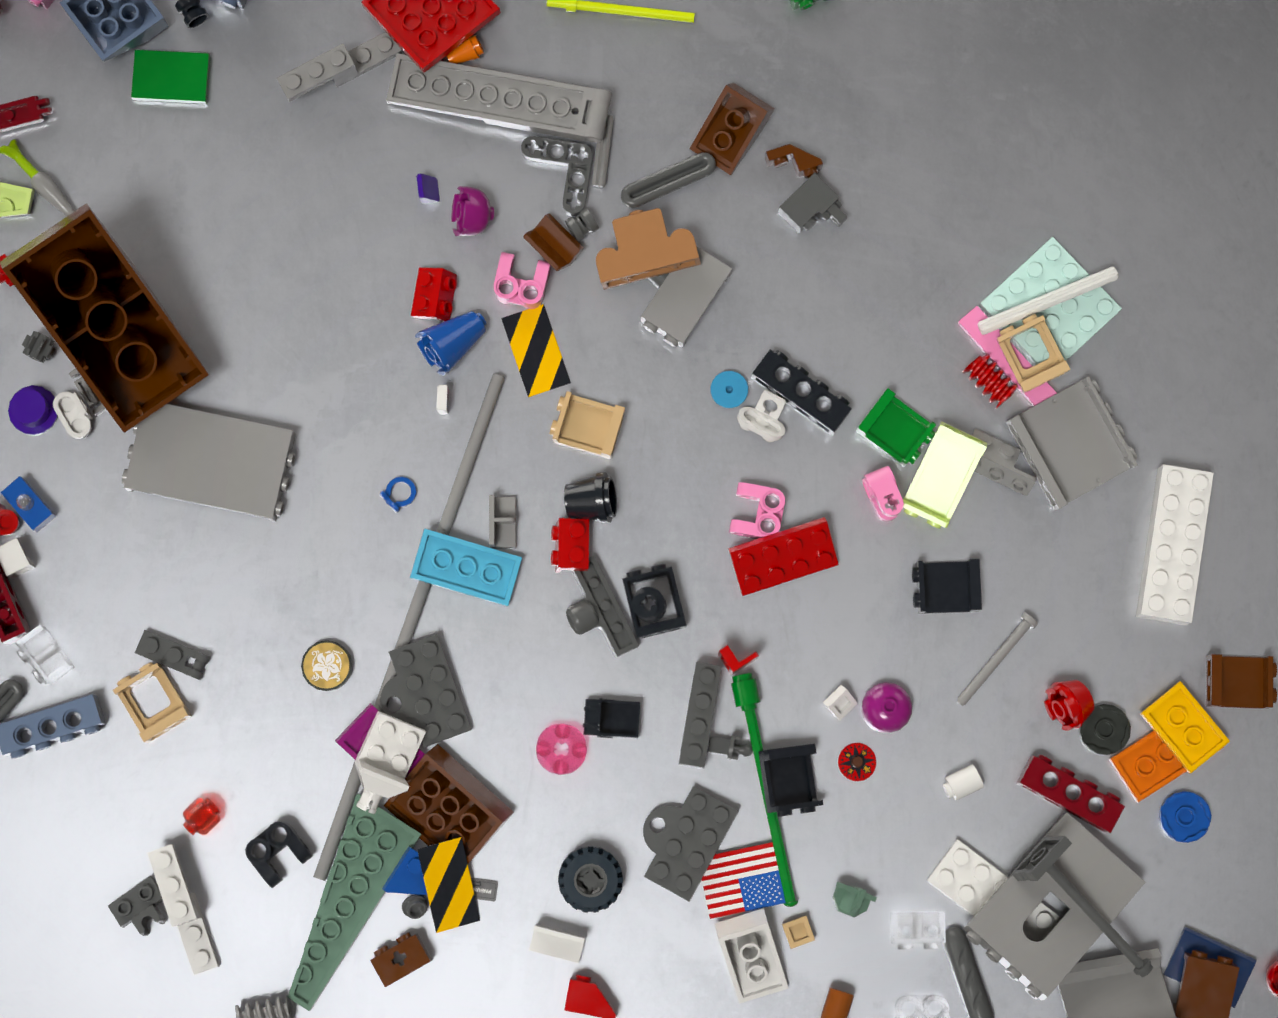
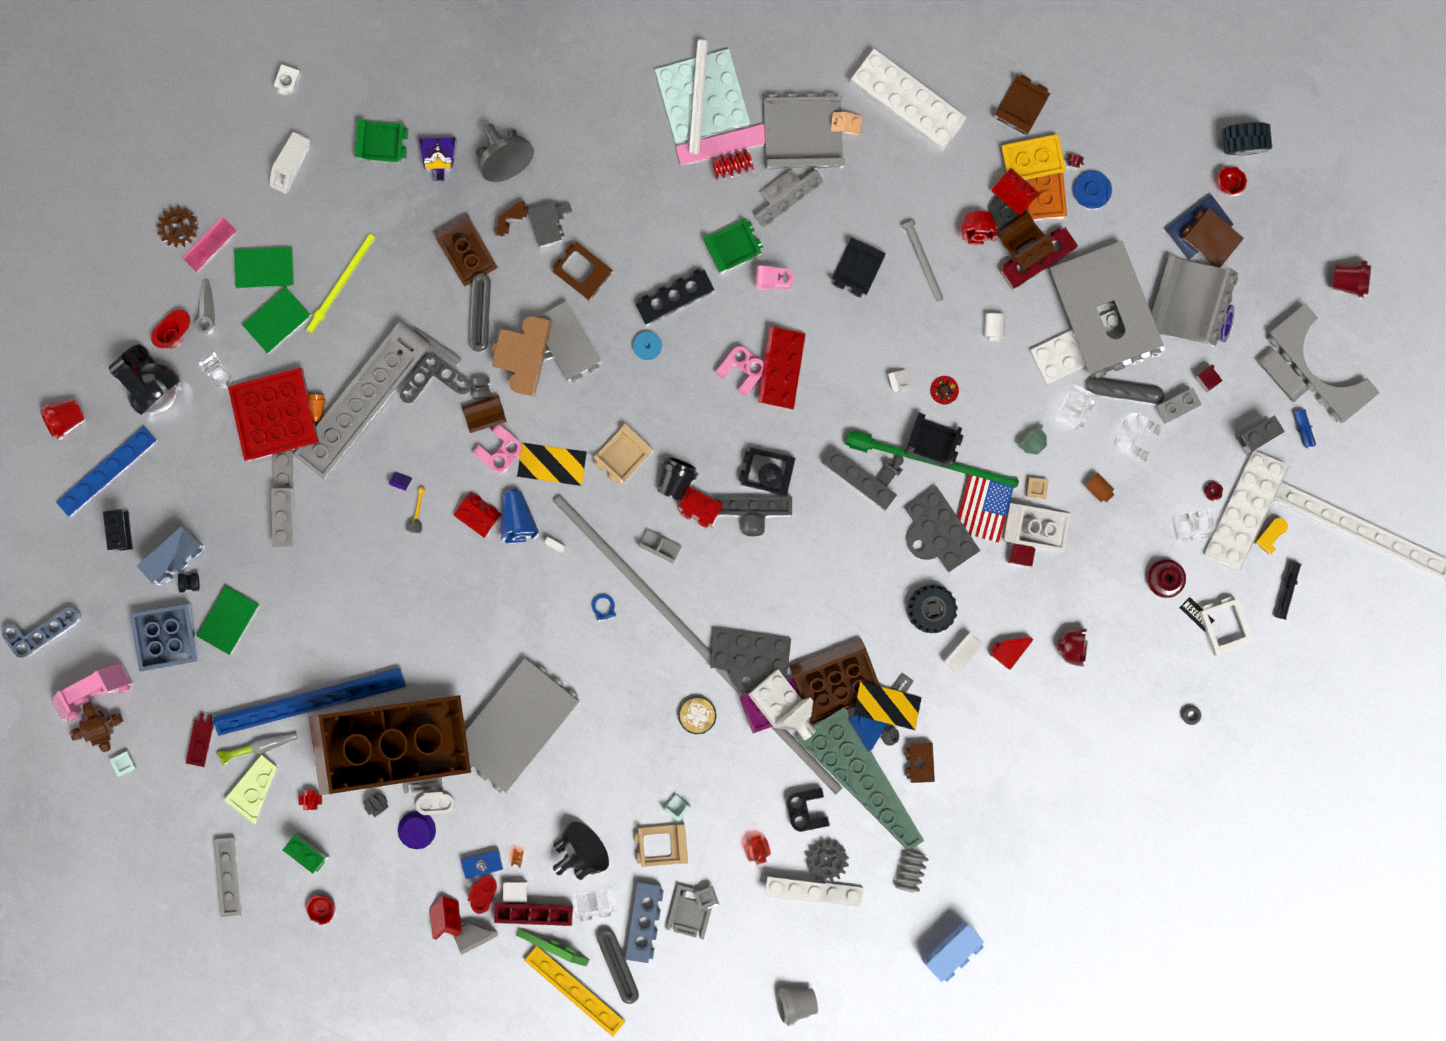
camera: 60 degrees left, 5 degrees up
(37, 957) = (796, 1004): none -> light grey piece
(55, 541) = (517, 858): none -> clear orange bush
(87, 775) = (687, 915): none -> light grey container
(97, 610) = (583, 850): none -> black piece
(113, 785) = (706, 898): none -> light grey tile
(121, 213) = (309, 701): none -> blue plate
(139, 906) = (795, 921): dark grey plate -> none
(171, 654) = (635, 817): dark grey plate -> none
(204, 697) = (677, 808): none -> light aqua panel
(234, 897) = (835, 872): none -> dark grey gear
(386, 230) = (415, 525): none -> hinge
(465, 567) = (679, 587): medium azure plate -> none
(471, 211) = (433, 459): magenta cylinder -> none
(561, 734) = (844, 590): clear pink plate -> none
(611, 718) = (831, 540): black piece -> none
(708, 954) = (1022, 555): none -> dark red panel
(732, 663) = (835, 440): red panel -> none
(762, 421) = (681, 334): white bracket -> none
(771, 290) = (594, 281): none -> reddish brown window
(823, 43) = (438, 155): none -> torso
(861, 114) = (505, 155): none -> dark grey piece
(886, 707) = (918, 351): magenta cylinder -> none
(943, 475) = (782, 231): yellowish green panel -> none
(1041, 861) = (1073, 301): dark grey tile -> none
(1042, 372) = (746, 127): tan window -> none
(1087, 756) = (1019, 234): none -> reddish brown window
(1109, 487) = (846, 123): none -> light nougat bracket
(1135, 725) = (1015, 191): none -> red bracket
(1208, 778) = (1075, 160): none -> dark red plate

